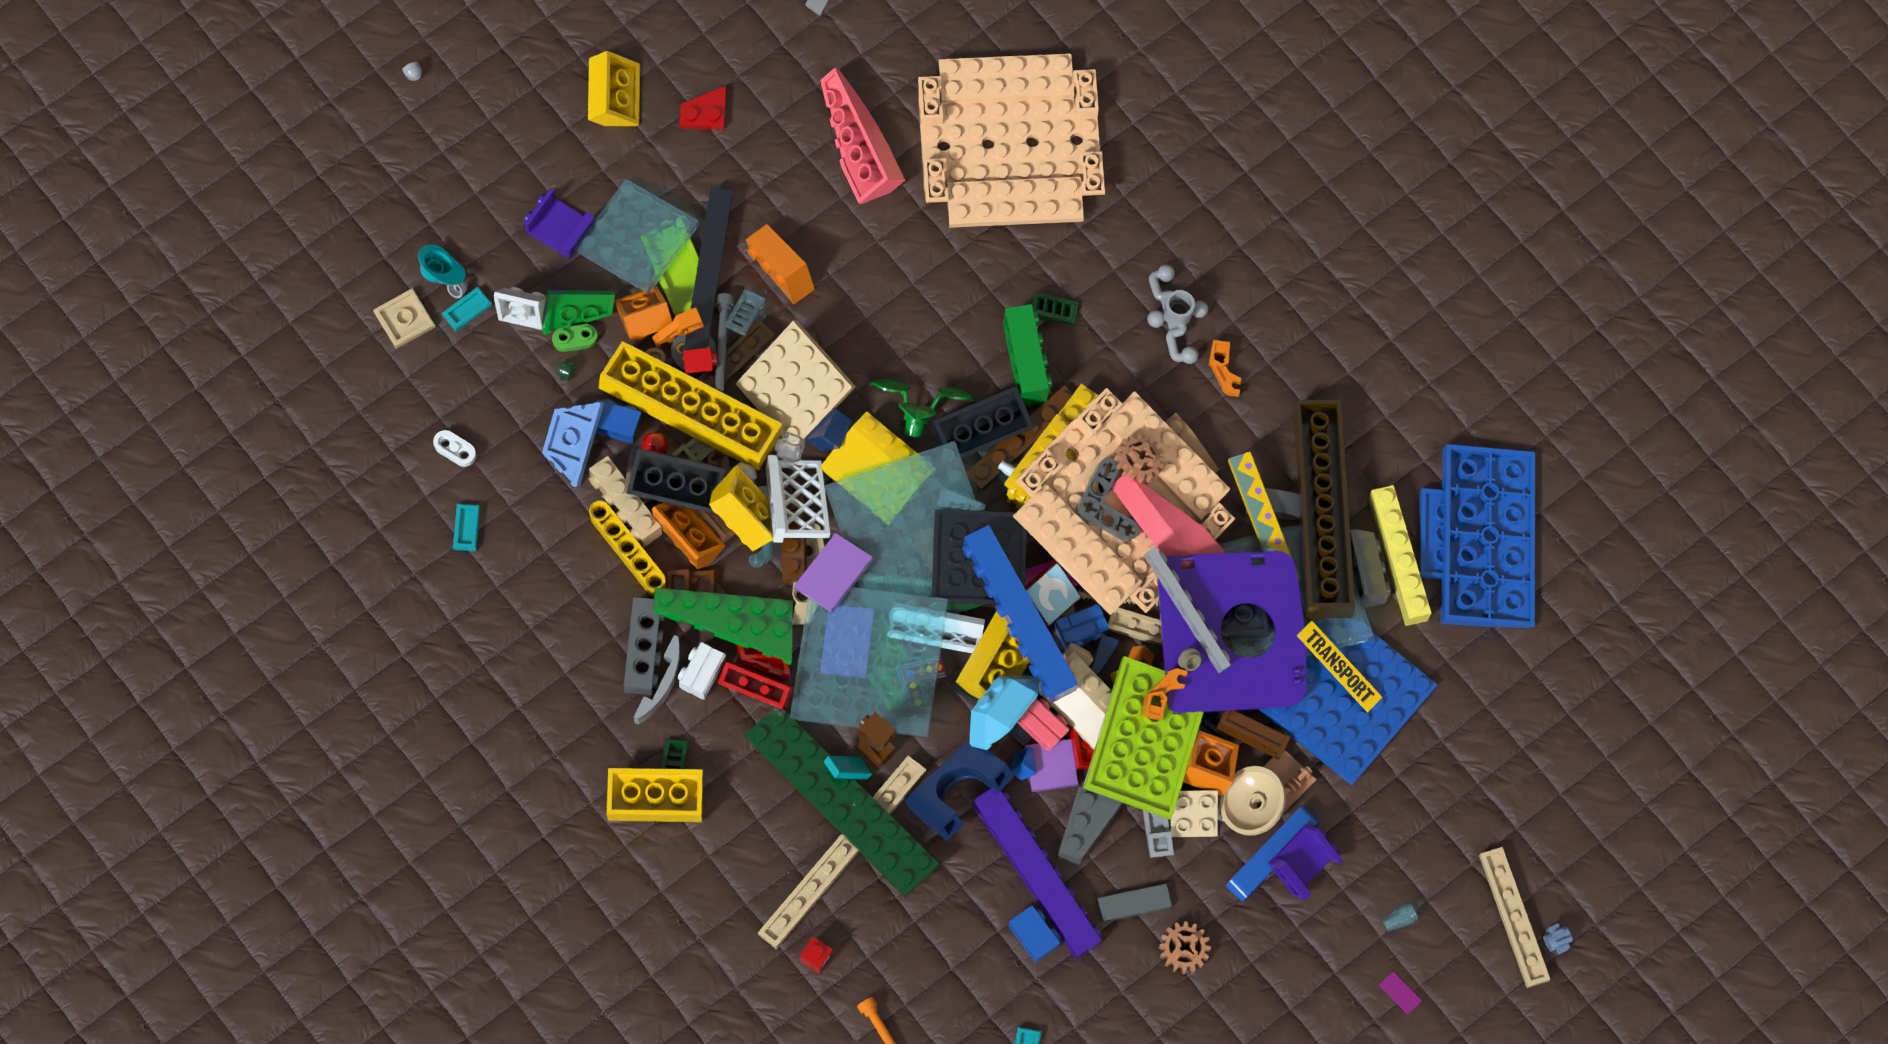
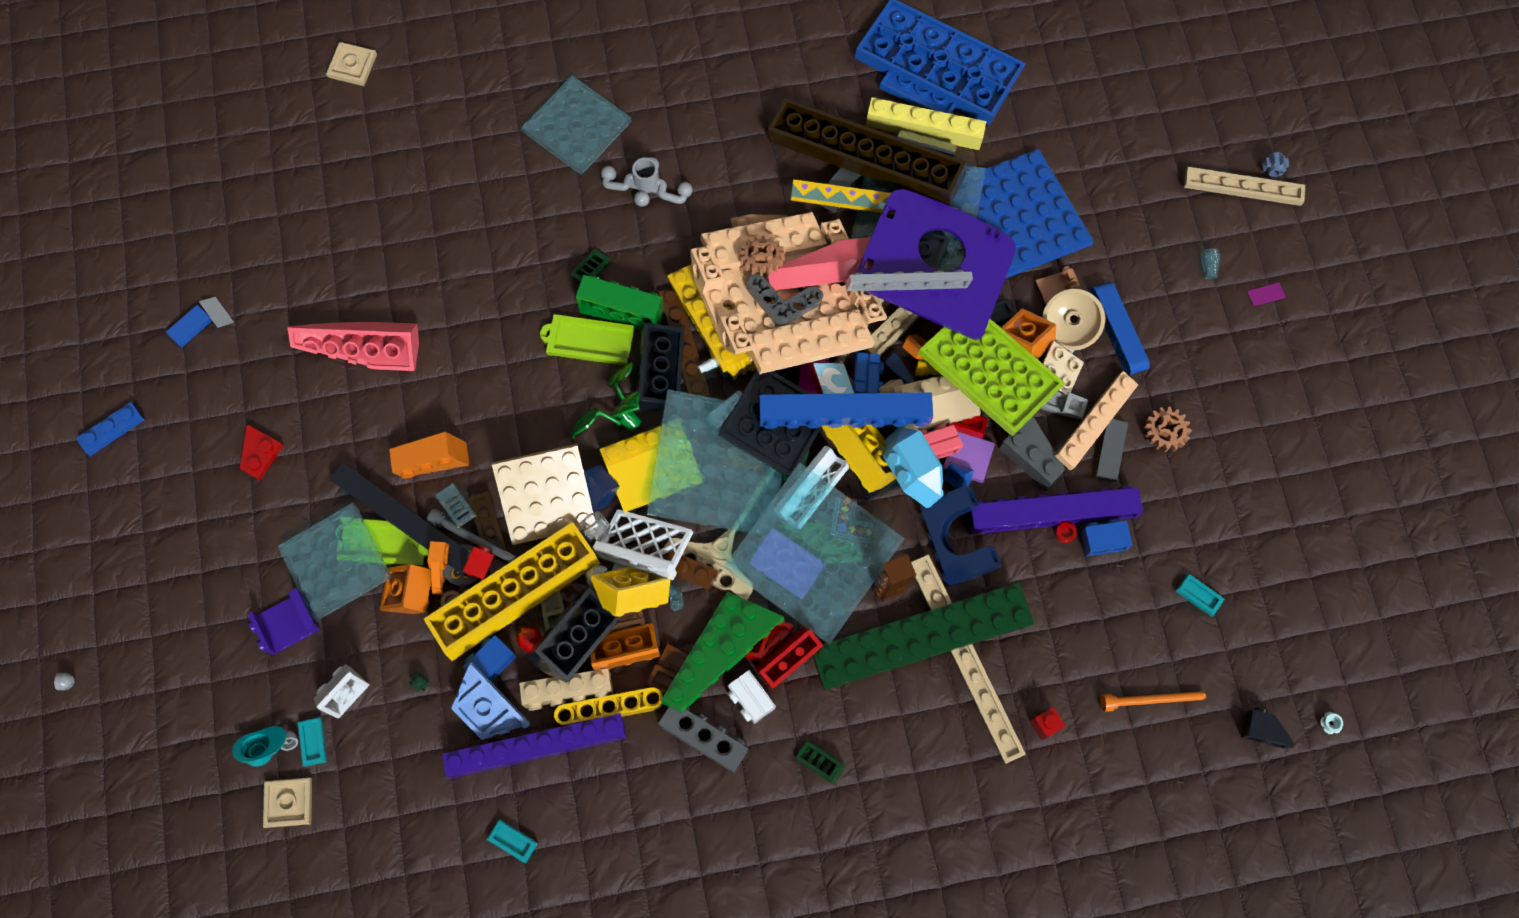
camera: 60 degrees left, 0 degrees up
(455, 449) = (434, 815): white plate -> none
(559, 502) = (534, 746): none -> dark purple brick
(572, 307) = (366, 646): green wing -> none
(575, 339) = (394, 659): bright green plate -> none
(613, 90) = (192, 517): yellow slope -> none
(649, 707) = (726, 715): light grey slope -> none
(655, 795) = (844, 792): yellow slope -> none
(833, 573) = (727, 543): medium lavender tile -> none
(847, 767) = (898, 616): teal tile -> none
(978, 346) = (588, 339): none -> lime piece
(1008, 104) = (401, 216): light nougat slope -> none
(1022, 895) = (1065, 532): none -> red tile
(1154, 870) = (1096, 420): none -> light nougat plate
(1167, 683) = (963, 338): orange piece -> none
(1189, 659) = (949, 301): dark tan plate -> none
(1205, 214) = (576, 124): none -> clear light blue plate
(1220, 370) = (708, 174): orange piece -> none
(1253, 733) = (1020, 292): reddish brown container -> none
(1303, 859) = (1135, 308): dark purple panel -> none
(1339, 666) = (998, 203): yellow sticker -> none

